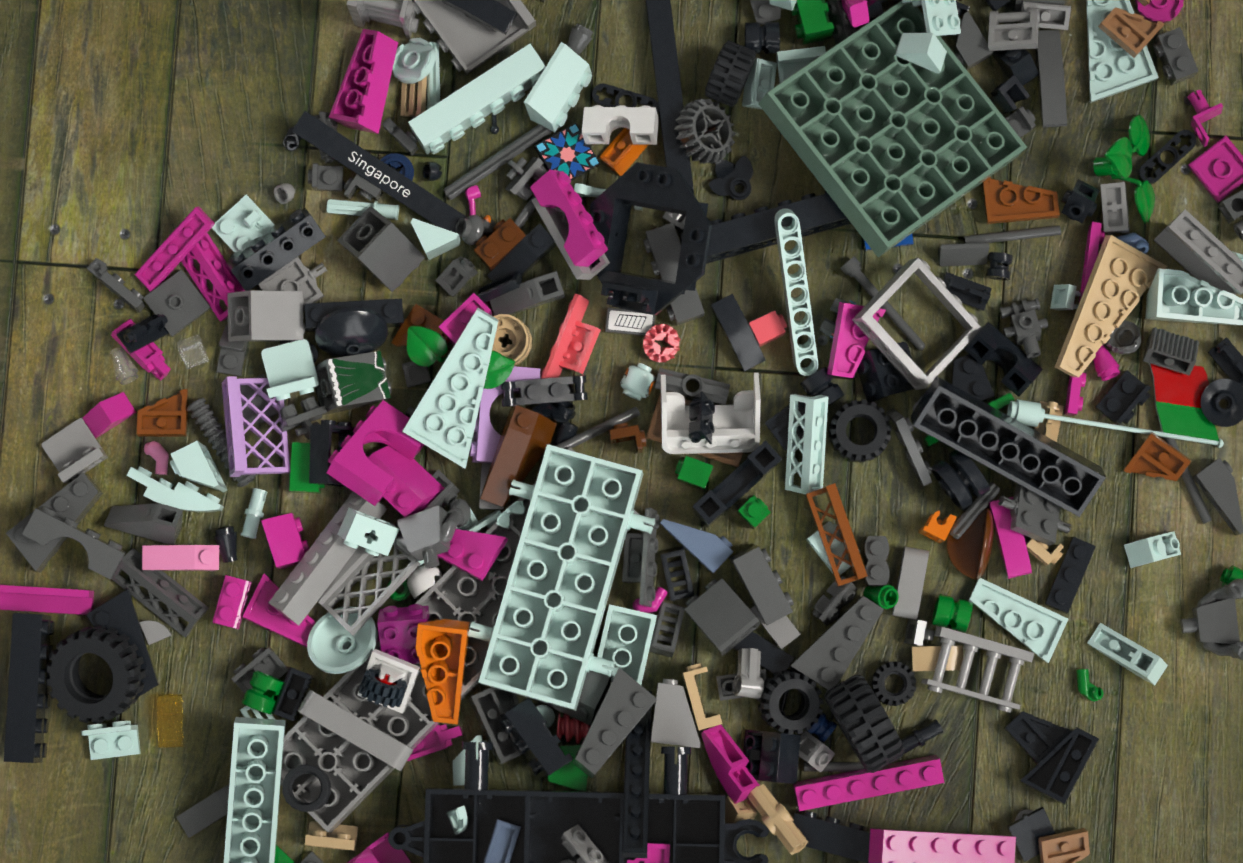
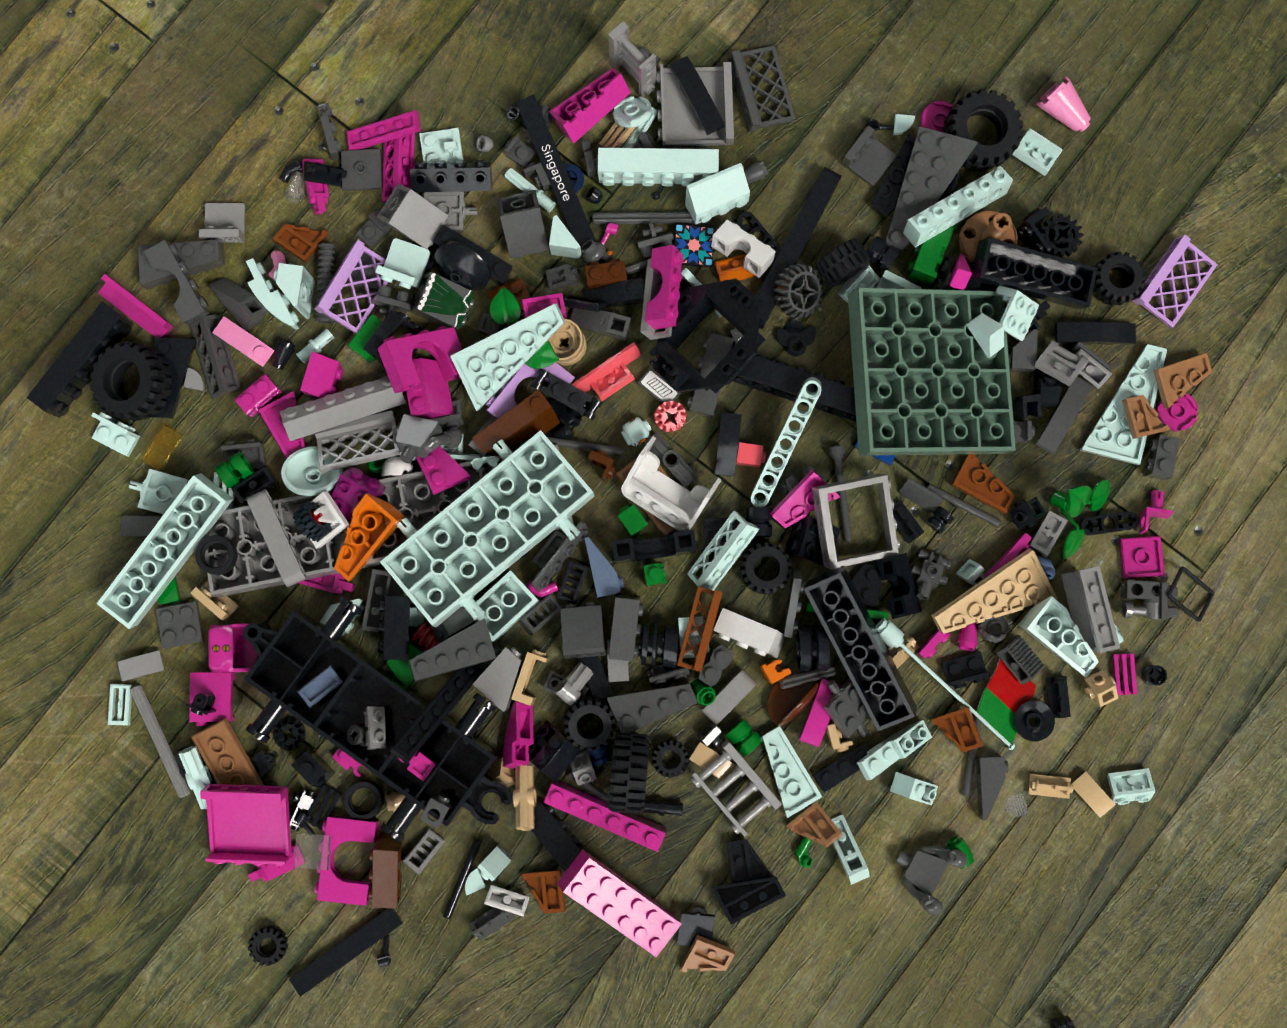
camera: 35 degrees right, 0 degrees up
(103, 350) = (289, 169): none -> black arm
(109, 414) = (265, 214): dark pink slope -> none
(192, 351) = (349, 209): clear slope -> none
(201, 766) = (158, 491): none -> light aqua plate
(358, 523) = (376, 397): light aqua brick -> none
(450, 82) = (646, 141): none -> dark grey tile
(458, 819) = (303, 647): light aqua tile -> none
(702, 411) = (665, 482): black hinge -> none
(807, 578) = (659, 645): none -> black wheel
(887, 506) = (749, 633): none -> white wedge
(1081, 651) = (815, 826): none -> medium nougat wing
(1106, 523) = (894, 748): none -> light aqua slope

